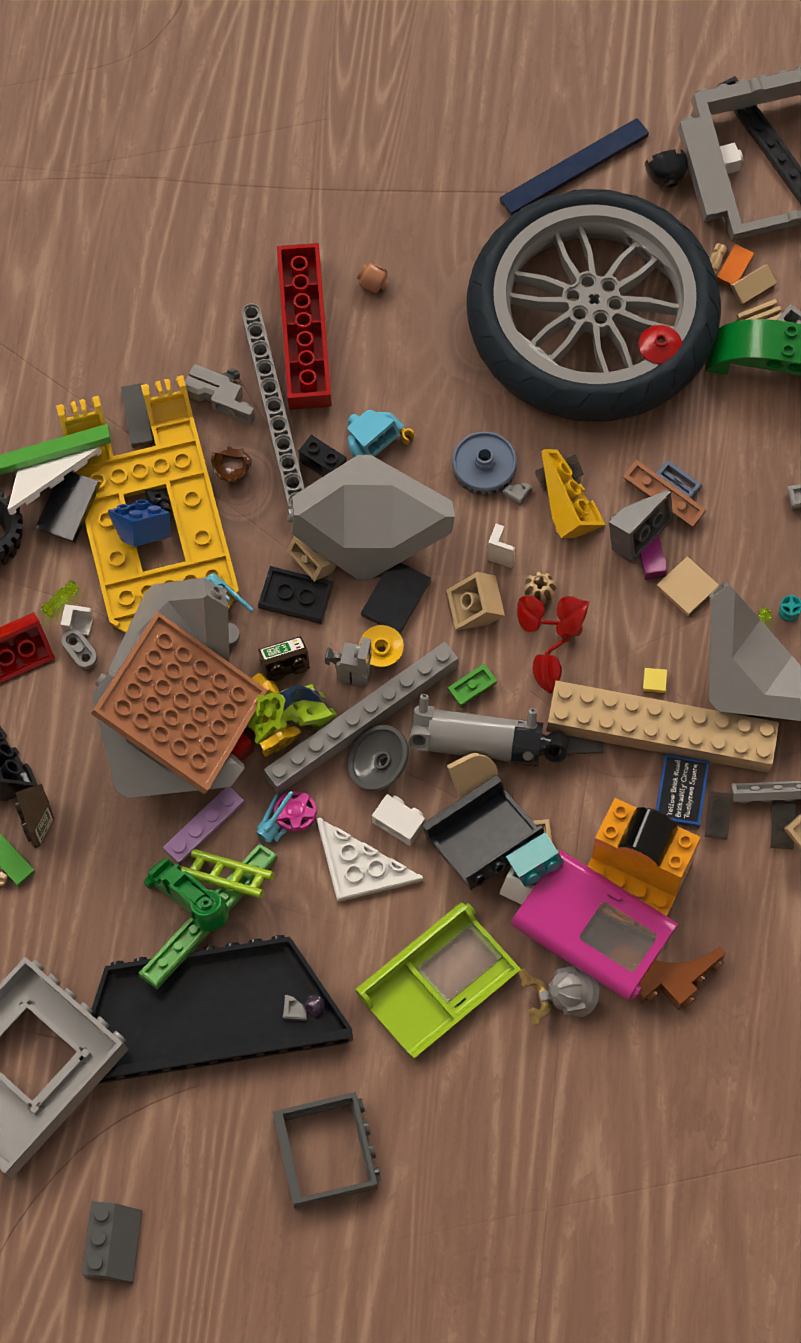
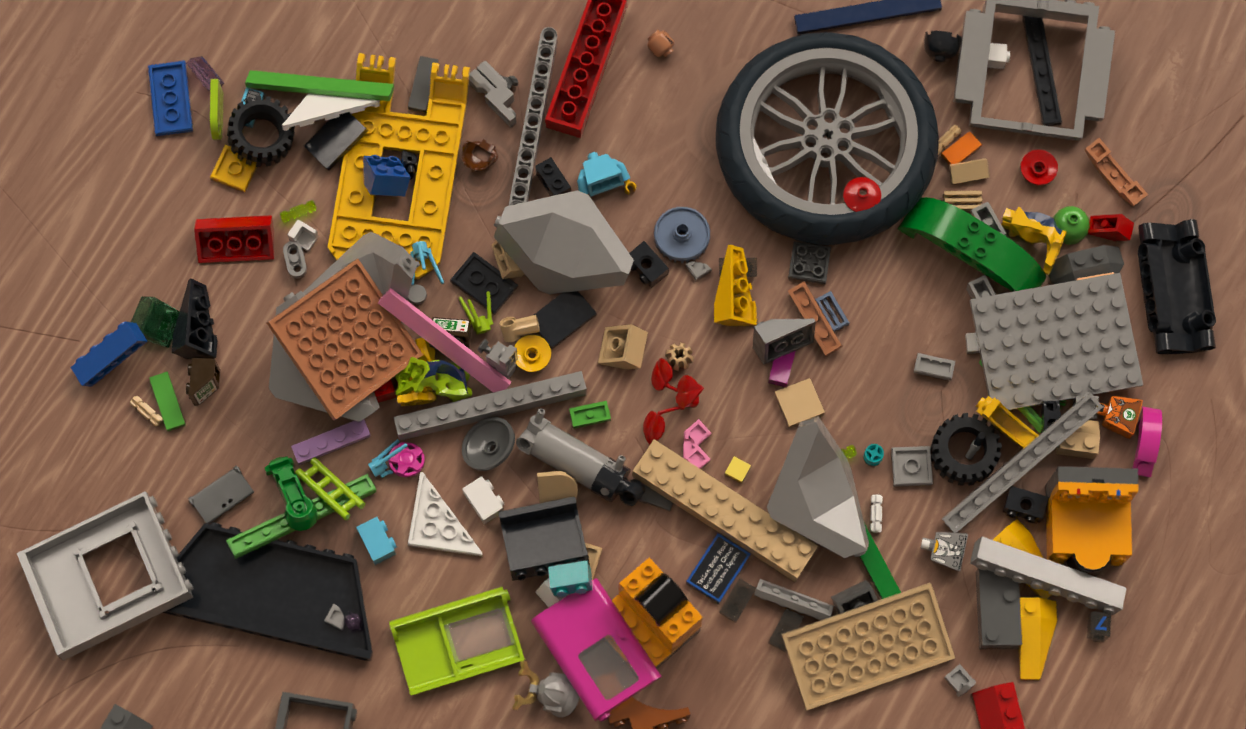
camera: 20 degrees right, 5 degrees up
(99, 939) = (211, 499): none -> dark grey door
(284, 666) = (443, 341): none -> bright pink tile
(302, 908) = (376, 540): none -> medium azure brick
(312, 637) = (480, 323): none -> lime plant
(351, 626) = (514, 328): none -> tan piece
(475, 506) = (658, 268): none -> black brick
(498, 551) = (657, 310): white panel -> none
(592, 668) = (692, 439): none -> bright pink tile
(631, 440) = (809, 262): none -> dark grey tile

